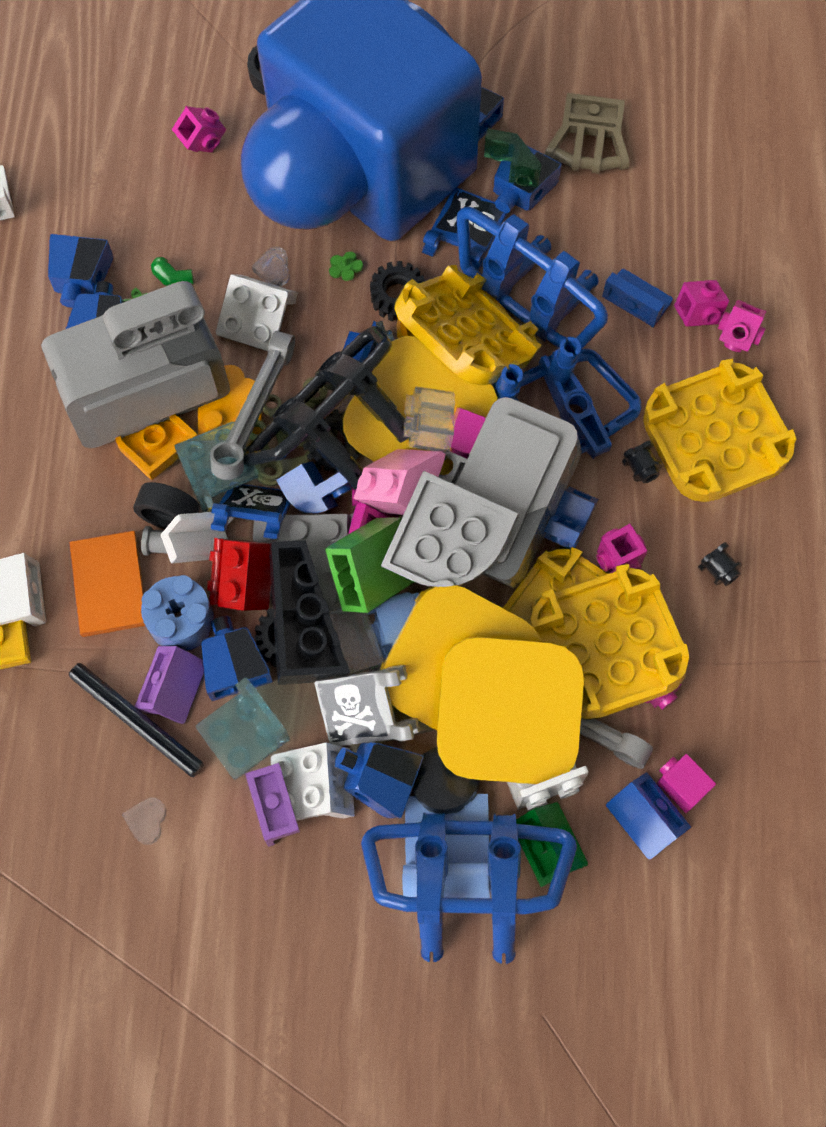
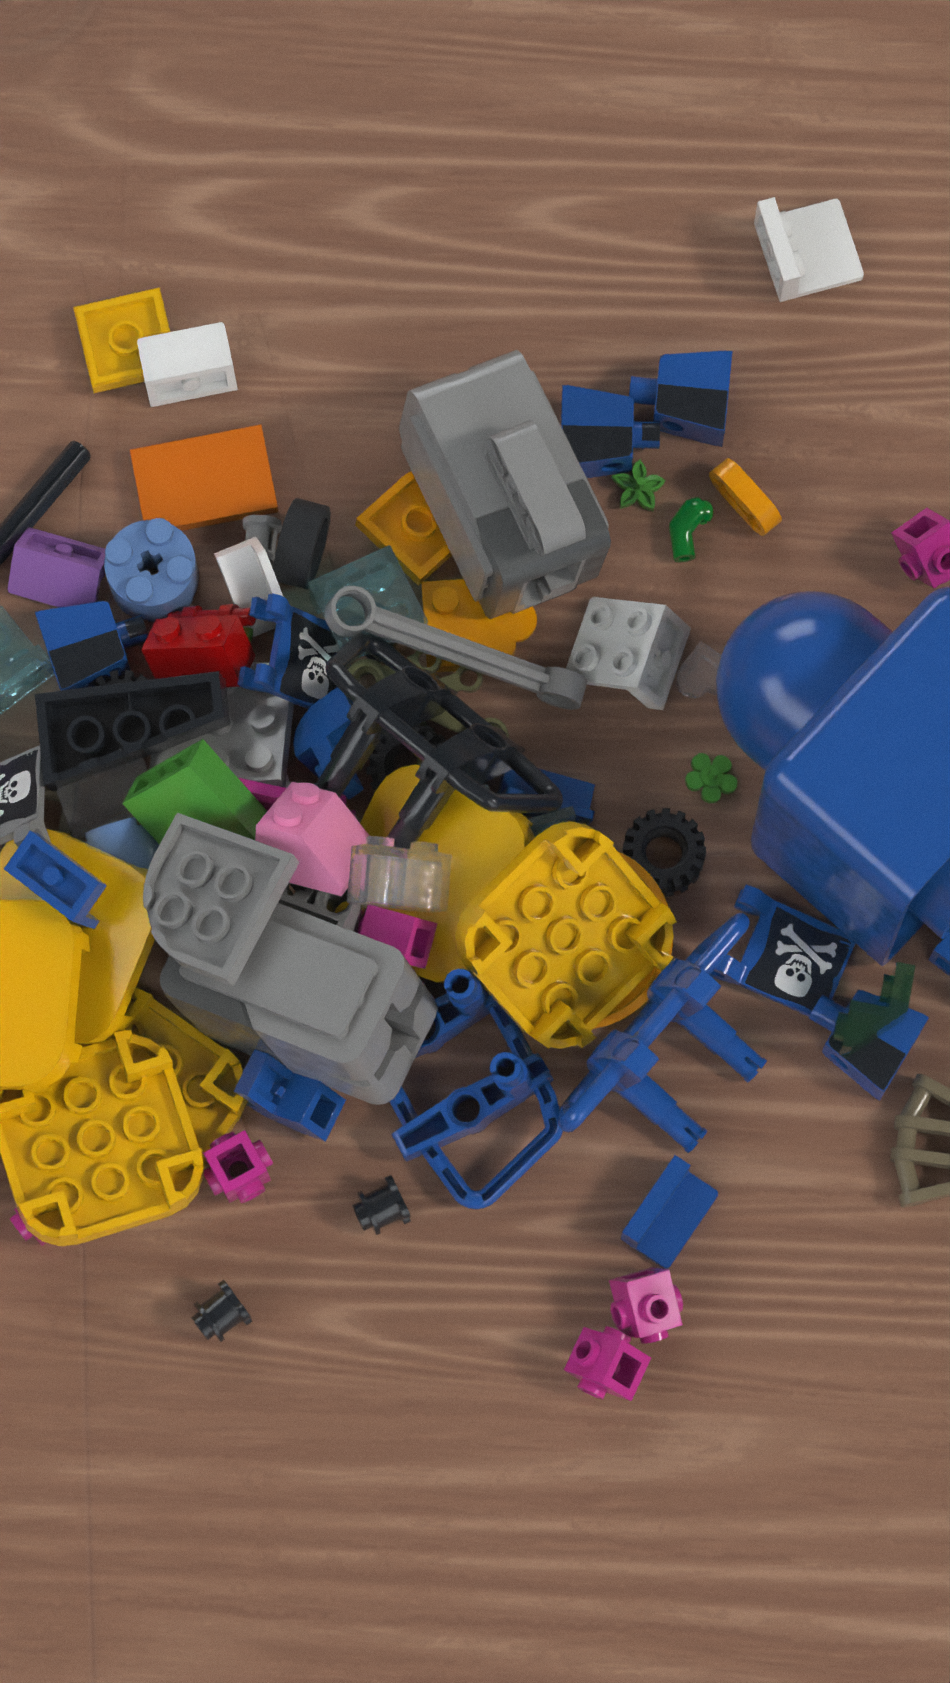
camera: 90 degrees right, 5 degrees up
(152, 237) = (745, 496): none -> light orange beam
(430, 649) = (56, 878): none -> blue panel
(718, 432) = (439, 1324): yellow tile -> none

